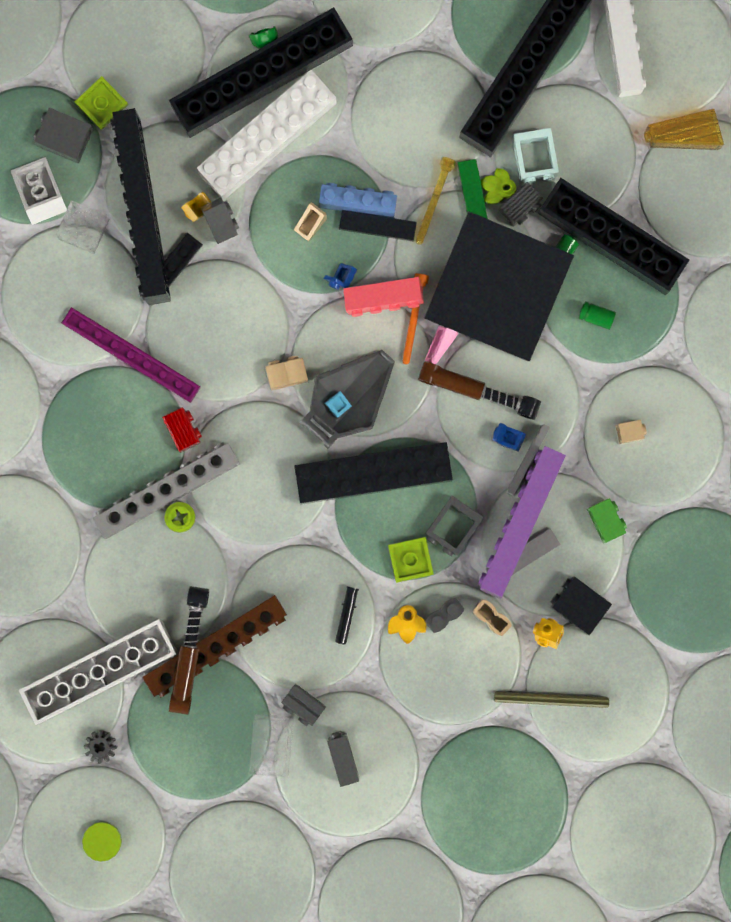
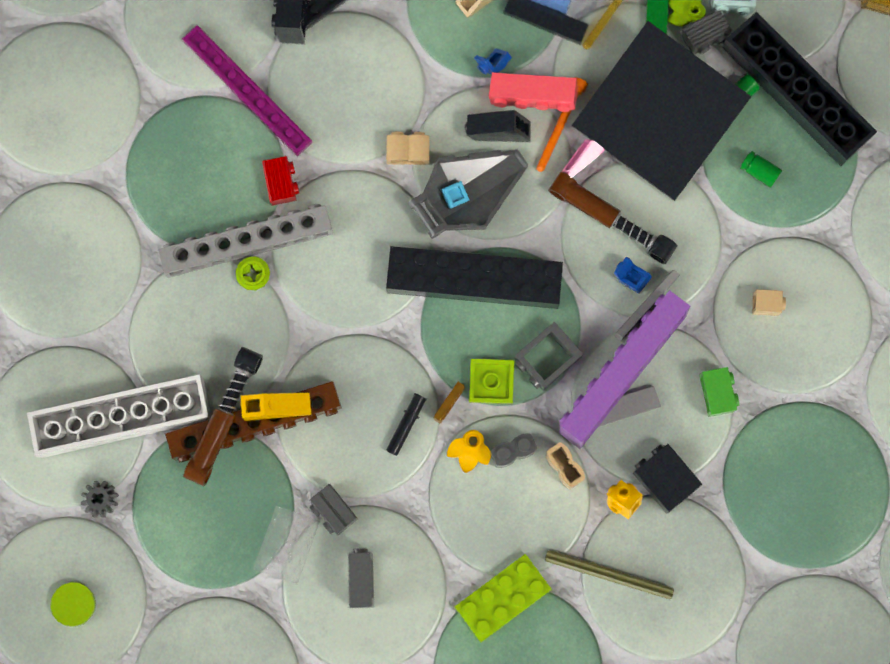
camera: 20 degrees right, 5 degrees down
(232, 630) = (275, 405): none -> yellow slope
(360, 334) = (498, 127): none -> black slope
(379, 587) = (449, 402): none -> pearl gold tile
(466, 742) = (503, 598): none -> lime plate

